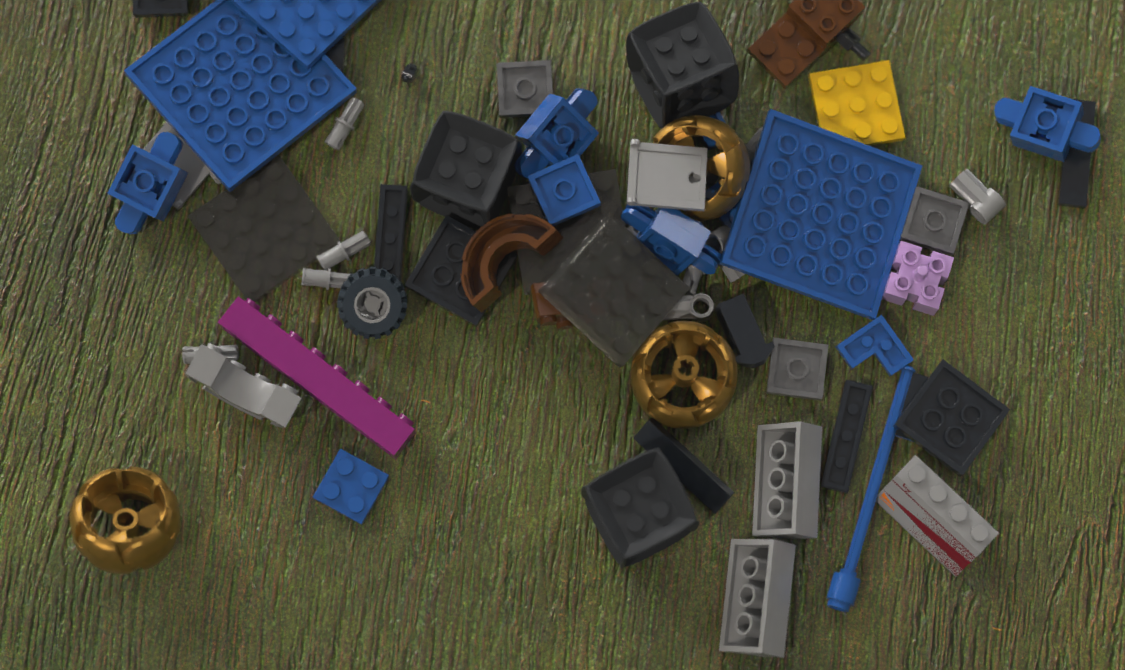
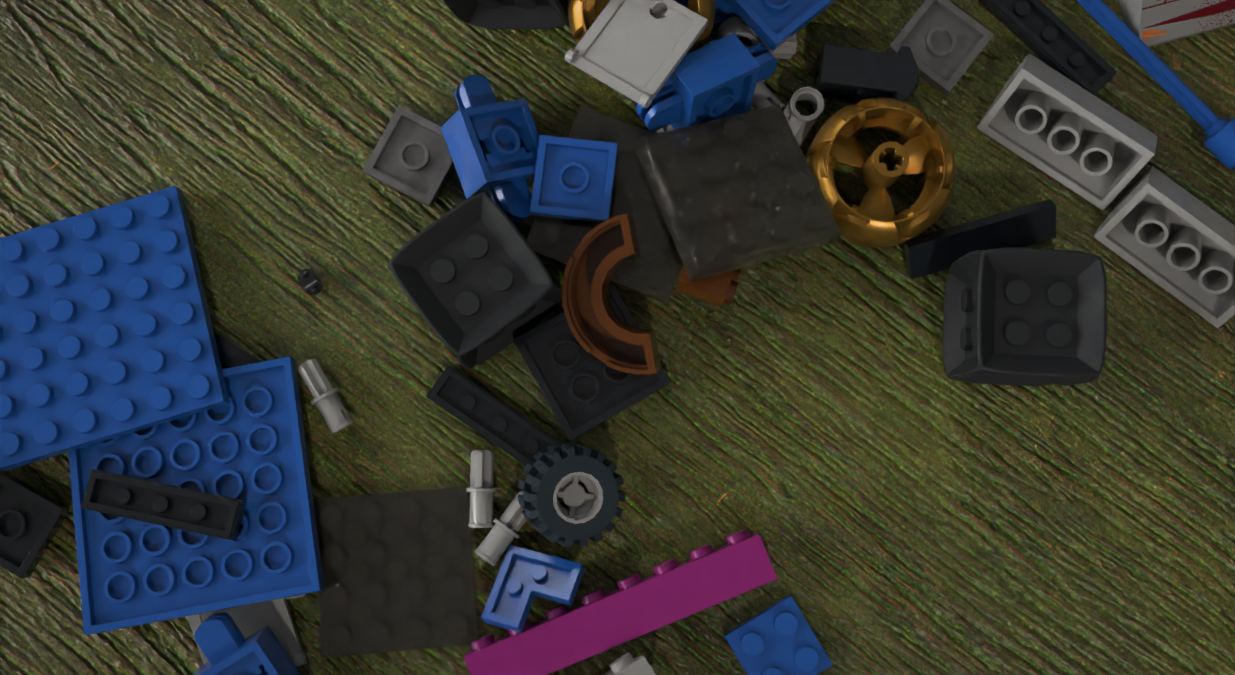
camera: 55 degrees left, 5 degrees up
(225, 69) = (164, 504): none -> black tile
(307, 307) = (522, 578): none -> blue plate

